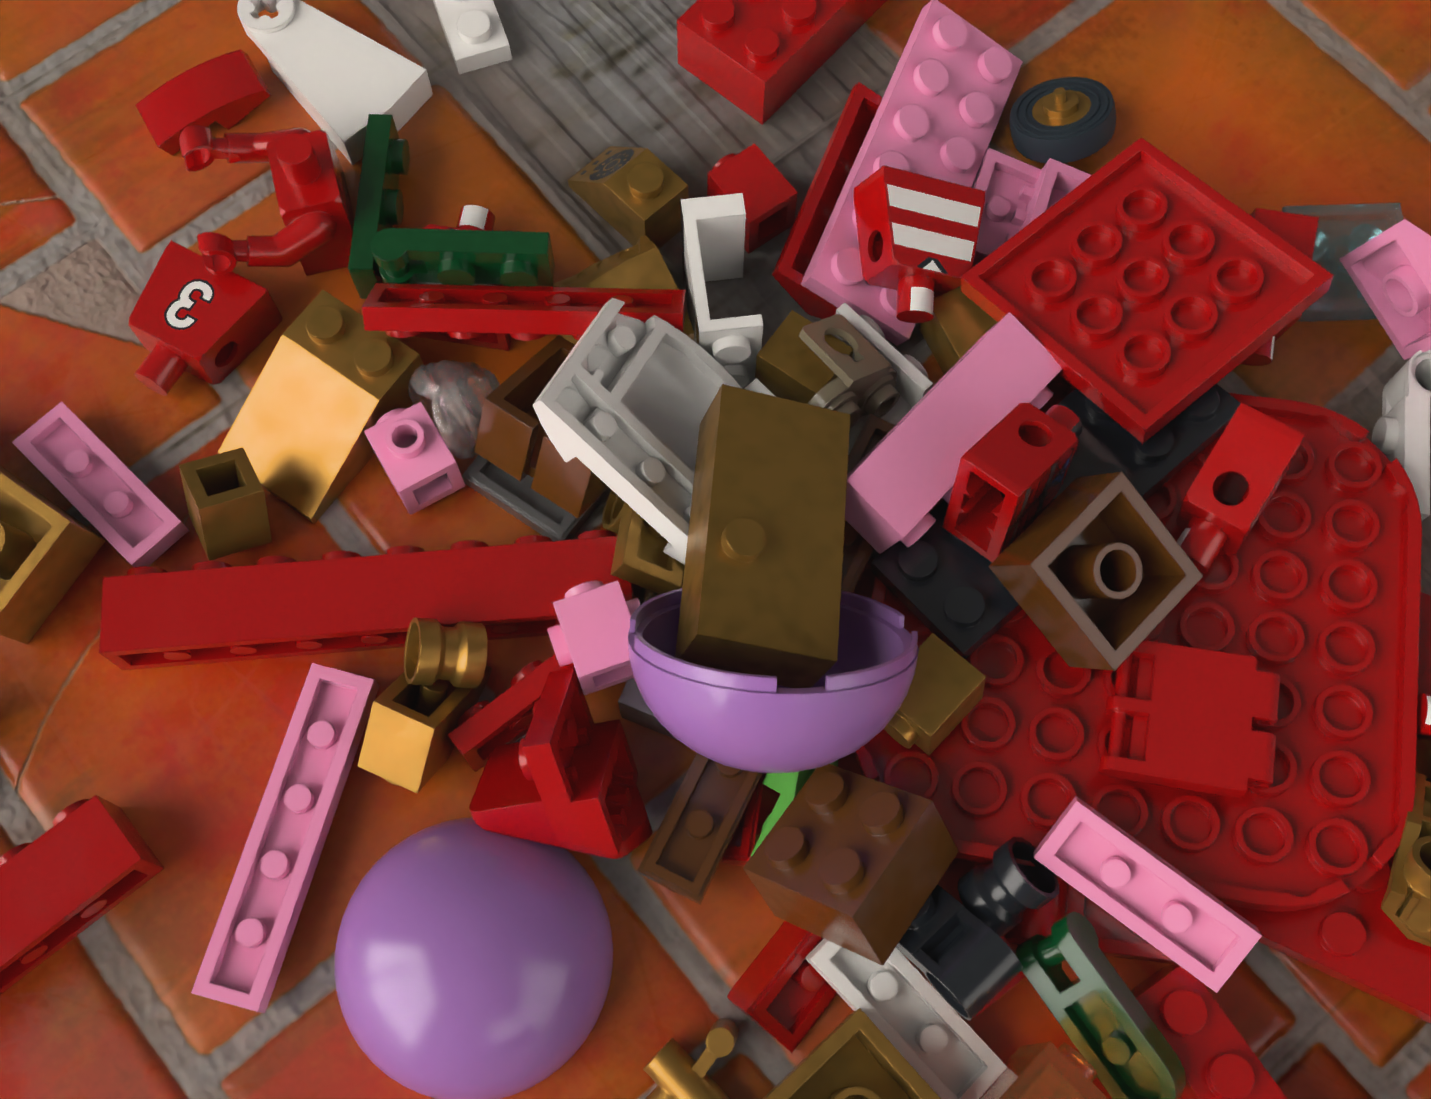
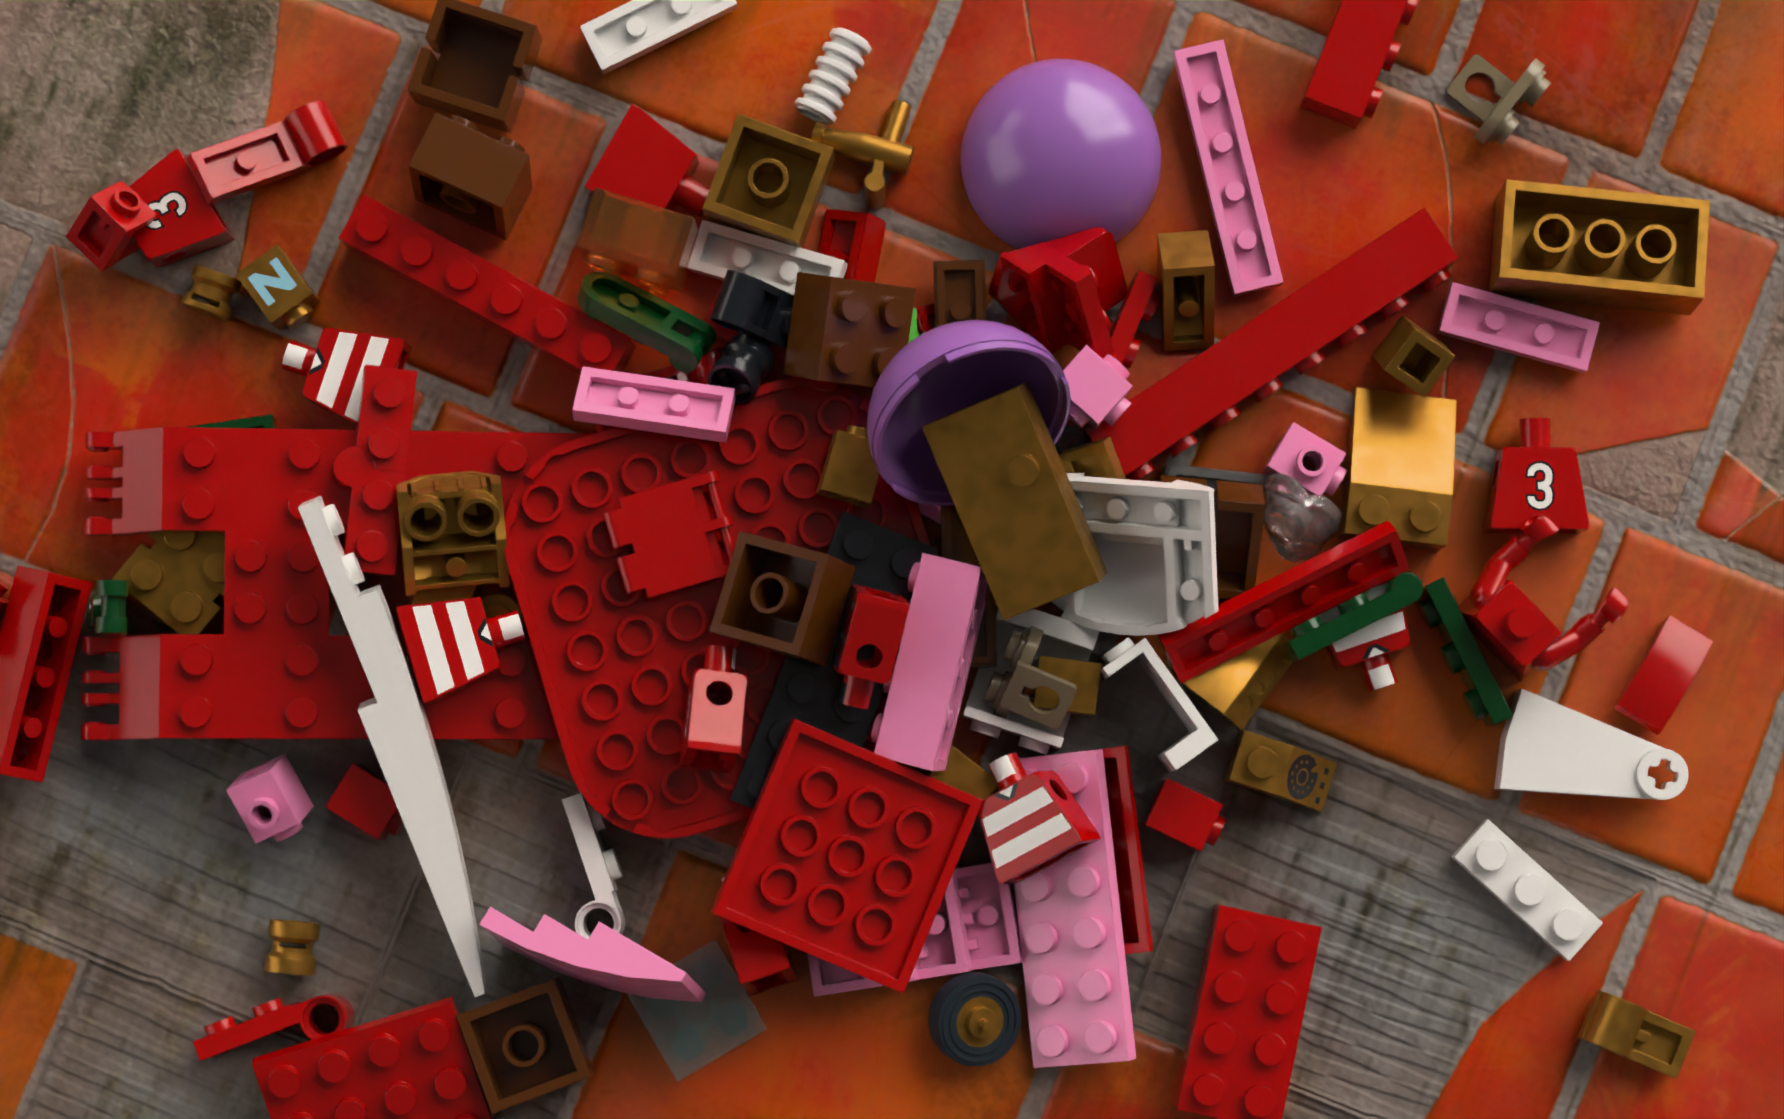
camera: 155 degrees right, 15 degrees up
(445, 653) = (1191, 328): pearl gold wheel -> none

